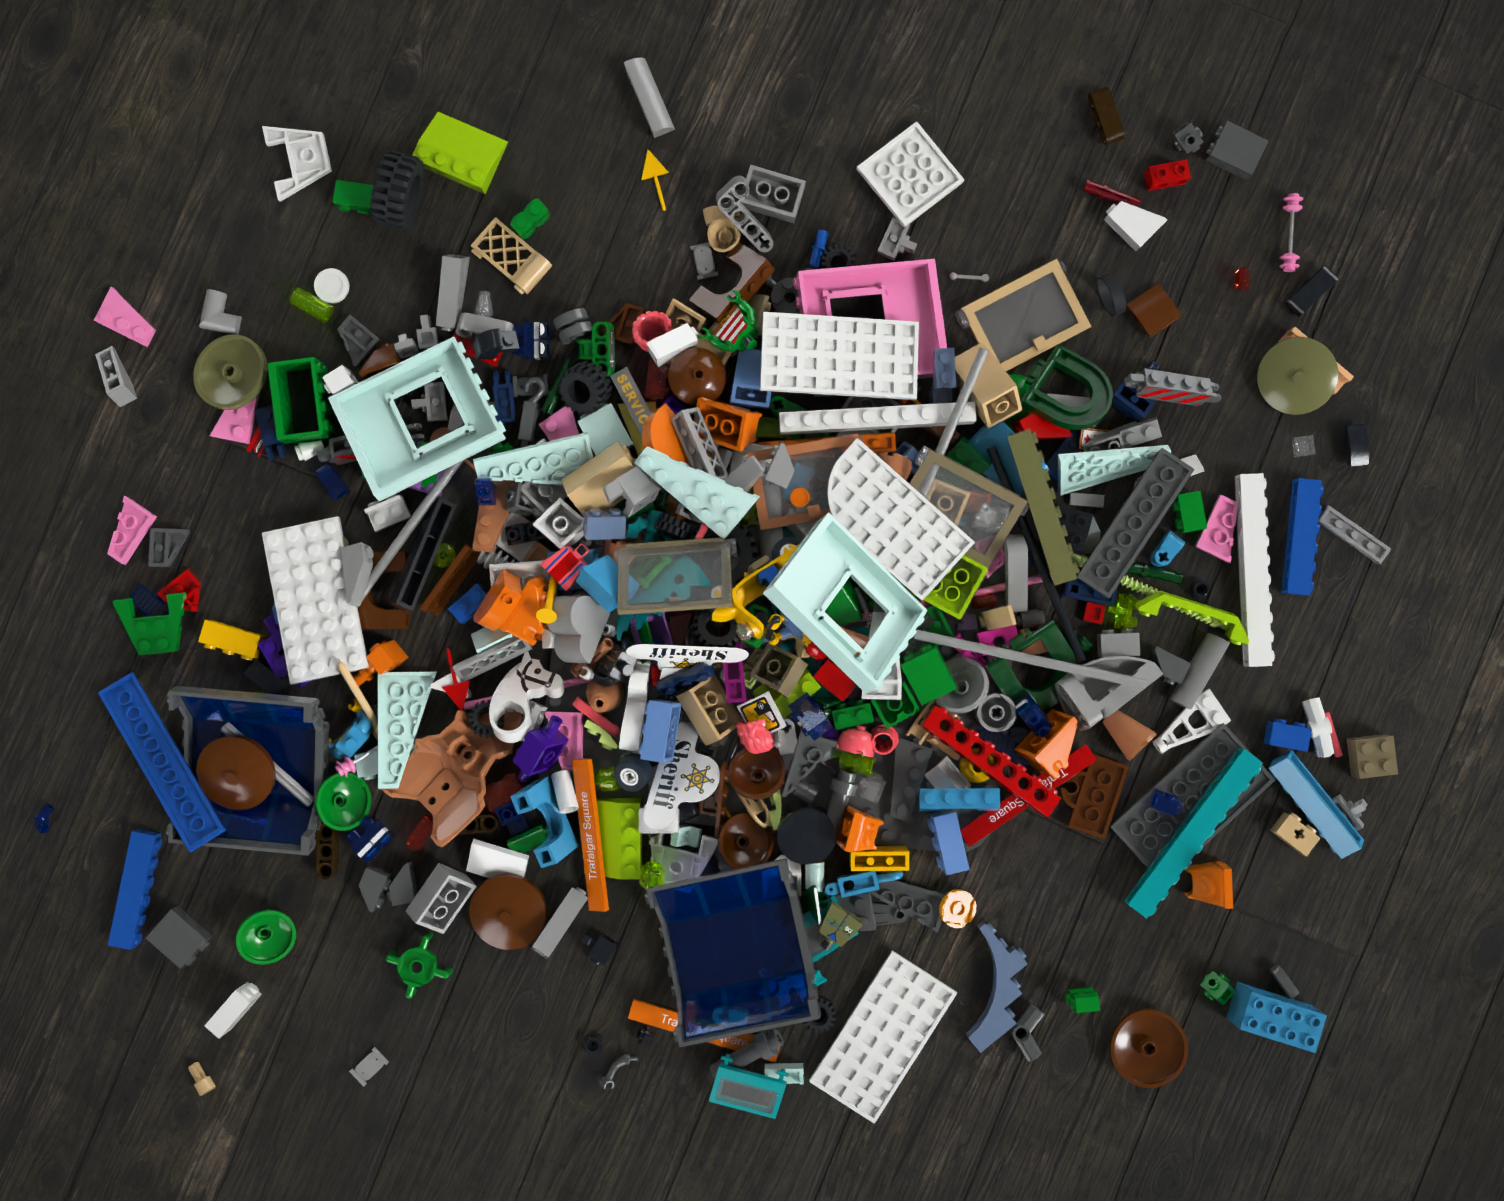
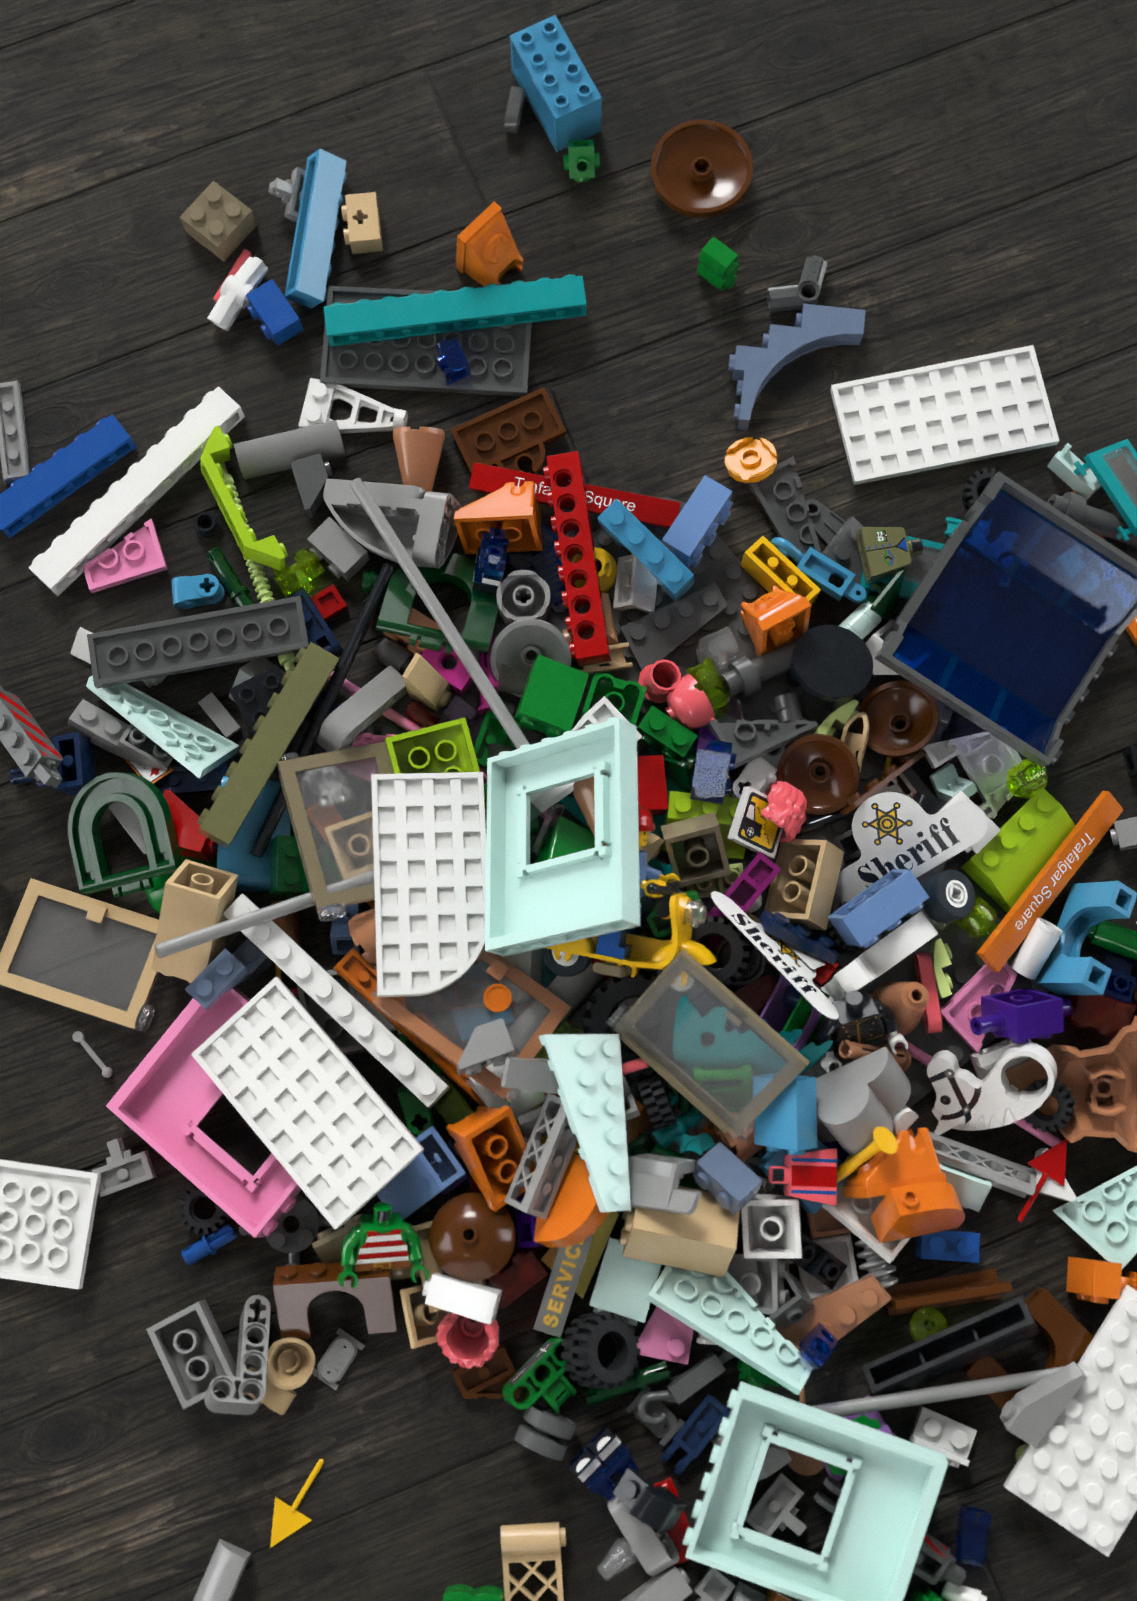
camera: 130 degrees left, 10 degrees down
(1189, 512) = (137, 601): green brick -> none

